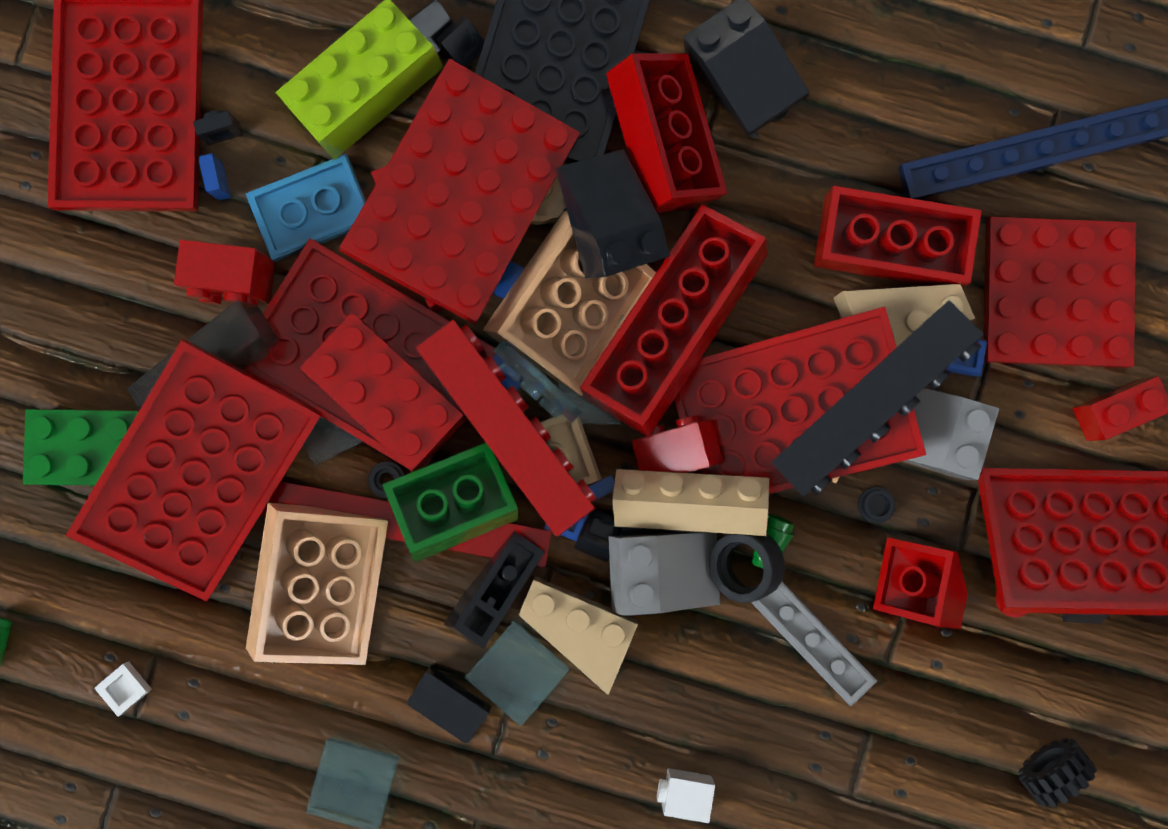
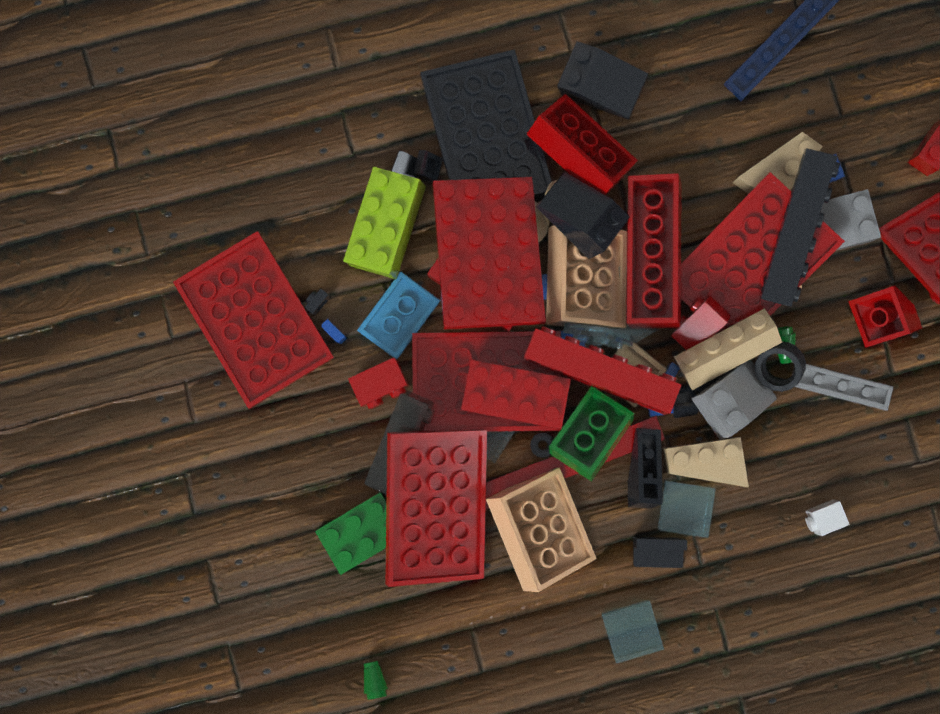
camera: 30 degrees left, 0 degrees up
(123, 688) = (467, 658): white plate -> none
(876, 505) = (831, 286): black plate -> none
(897, 238) = (749, 127): red brick -> none
(1059, 292) = (859, 100): red plate -> none

